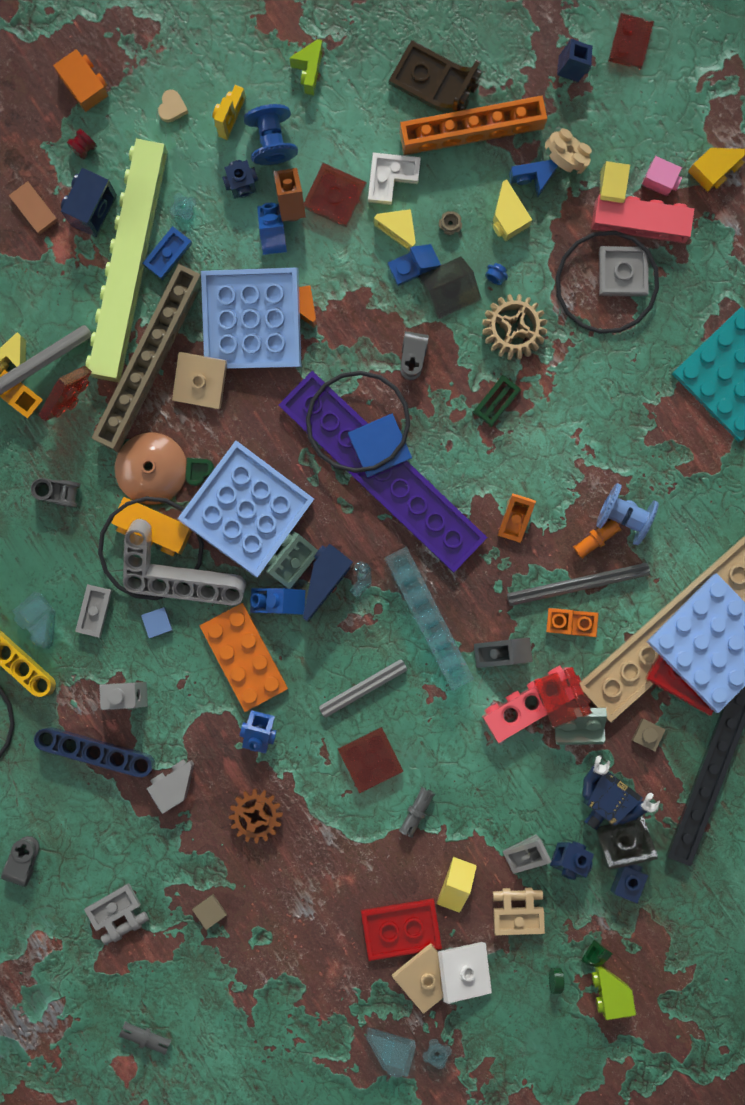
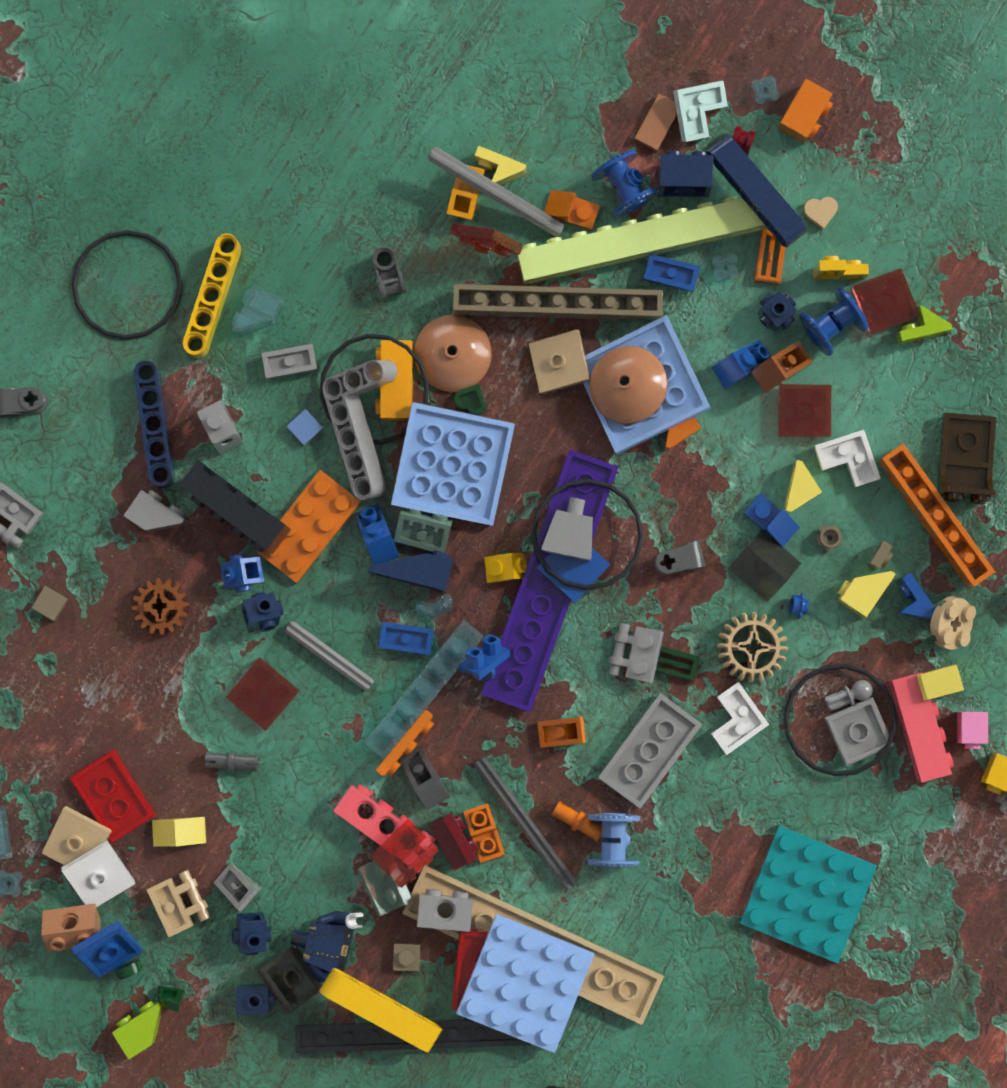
camera: 75 degrees right, 0 degrees up
(32, 172) = (691, 108): none -> light aqua plate
(46, 99) = (770, 84): none -> clear light blue plate
(71, 253) = (626, 182): none -> blue hose
(74, 313) = (572, 210): none -> orange slope
(131, 146) = (757, 191): none -> dark blue beam
(198, 713) = (235, 507): none -> black wedge
(207, 176) = (767, 278): none -> orange tile
(262, 329) = (640, 396): none -> nougat dish
(273, 84) = (886, 301): none -> clear red plate
(300, 729) = (261, 612): none -> dark blue brick
(351, 433) = (570, 532): none -> light grey torso
(354, 504) = (505, 567): none -> yellow bracket
(377, 615) = (406, 638): none -> blue plate
(427, 556) = (483, 661): none -> blue hips
(470, 656) = (406, 744): none -> orange tile
(481, 420) = (643, 655): none -> light grey plate
(485, 186) = (880, 556): none -> dark tan plate
(500, 1016) = (69, 926): none -> nougat brick
(532, 992) = (107, 949): none -> blue tile
(563, 451) = (650, 750): none -> light grey plate
(568, 651) = (453, 841): none -> dark red bracket
(574, 361) = (745, 719): none -> white plate
(590, 254) = (860, 690): none -> light grey axle
(639, 676) = (430, 917): none -> light grey brick
(688, 777) = (380, 1010): none -> yellow beam

